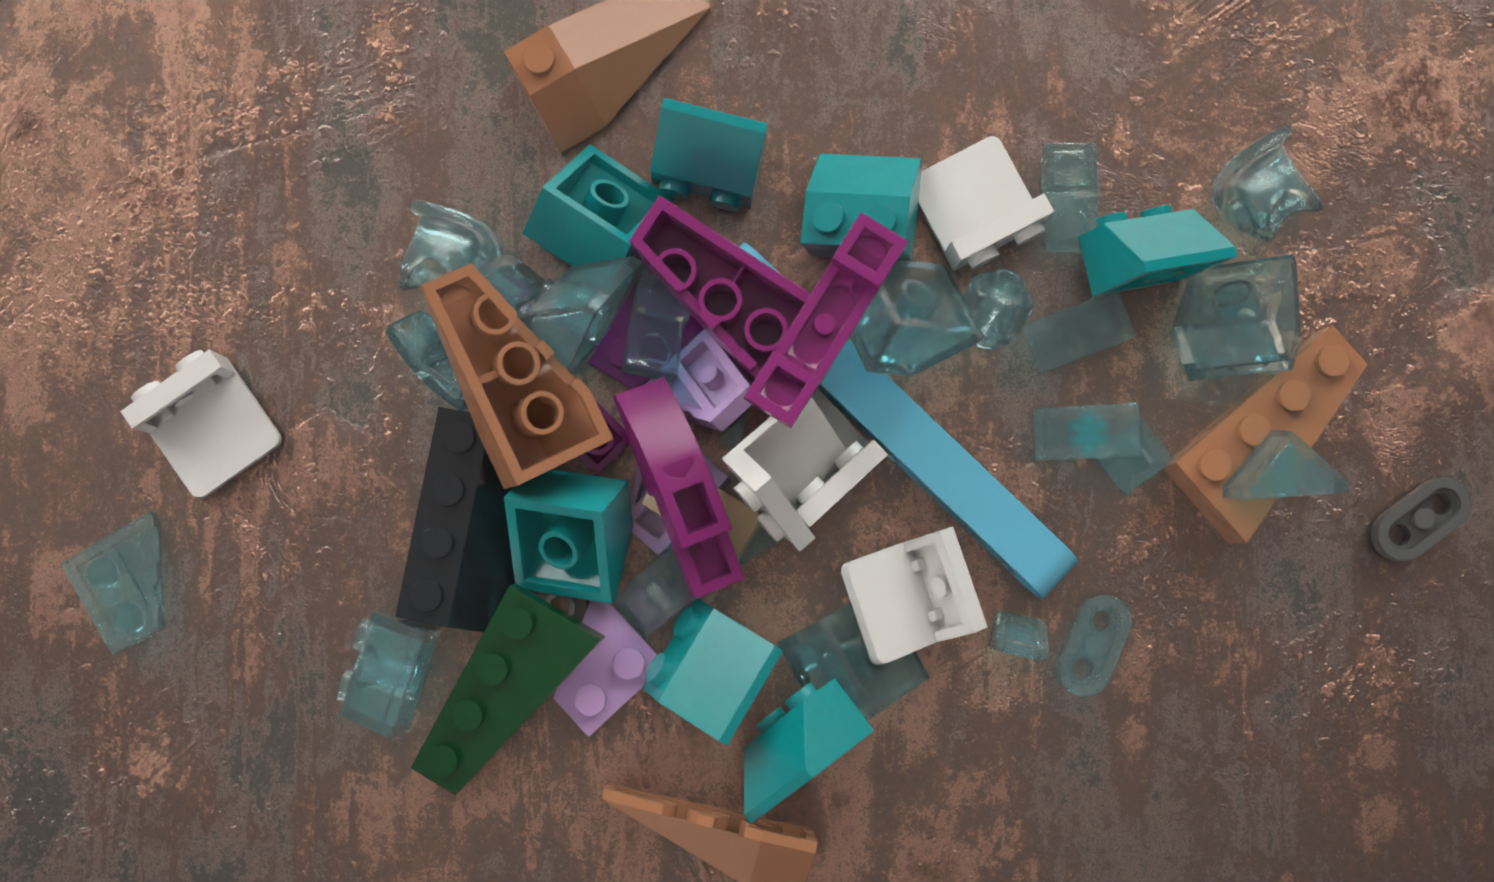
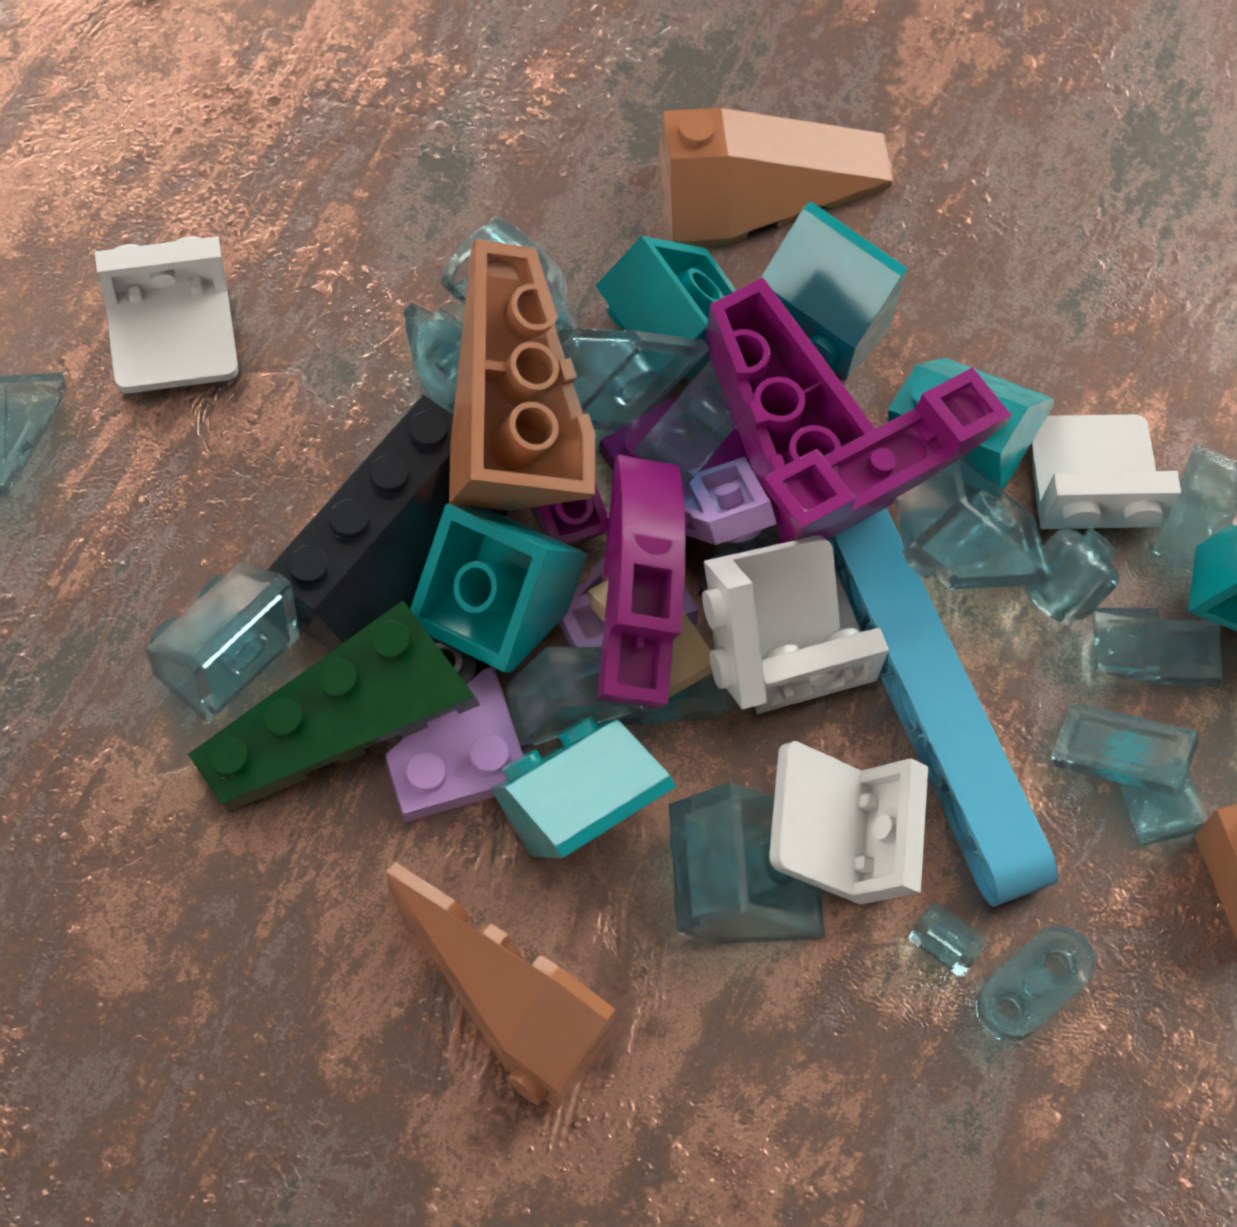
camera: 25 degrees right, 20 degrees down
(799, 745) = (646, 916): teal slope -> none

